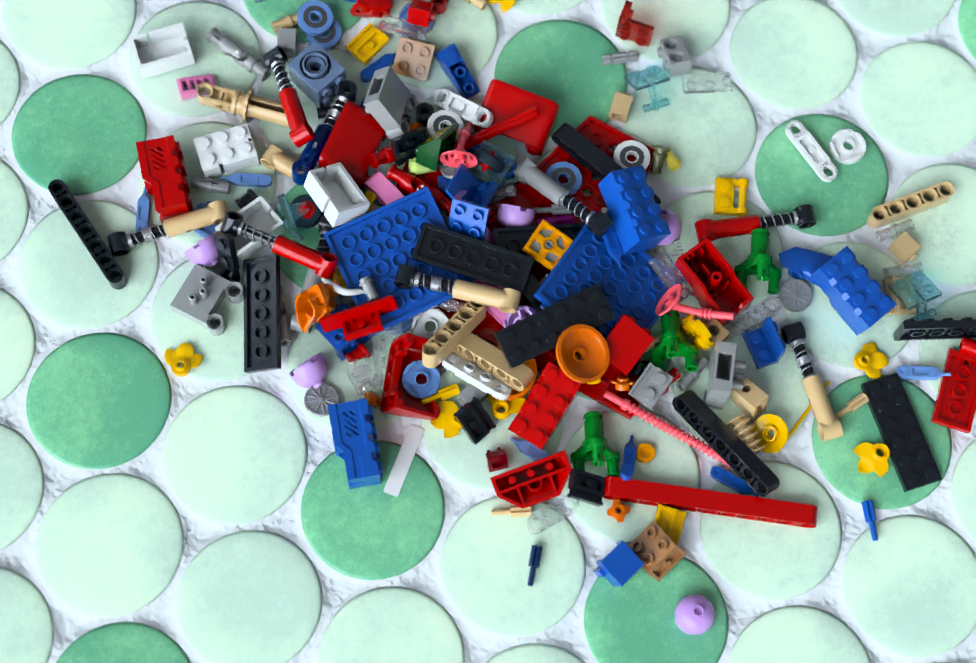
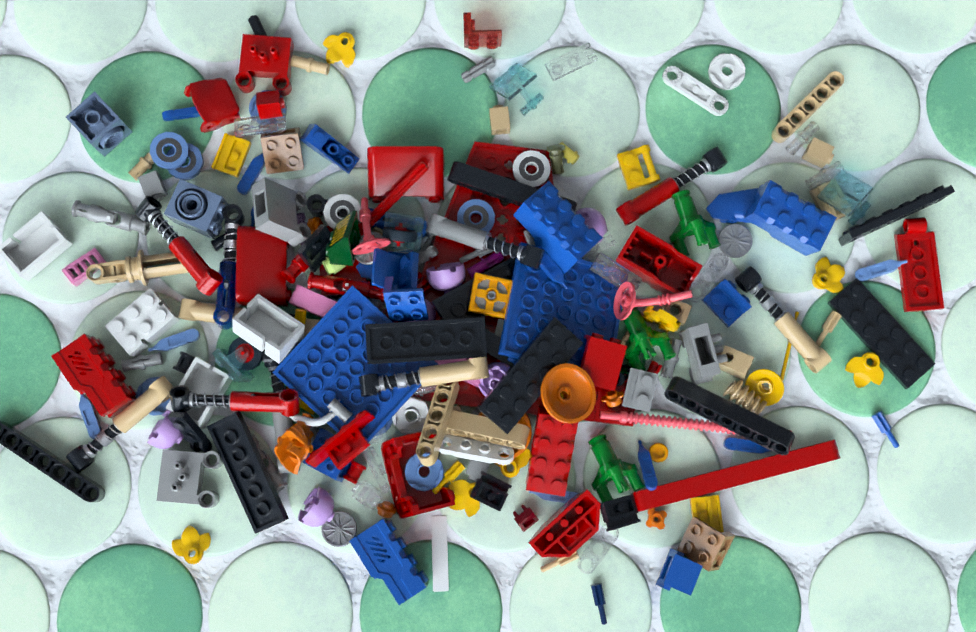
camera: 20 degrees left, 10 degrees up
(464, 108) = (351, 185): white plate -> none
(674, 56) = (527, 45): light grey brick -> none
(694, 614) = (763, 586): lavender cylinder -> none

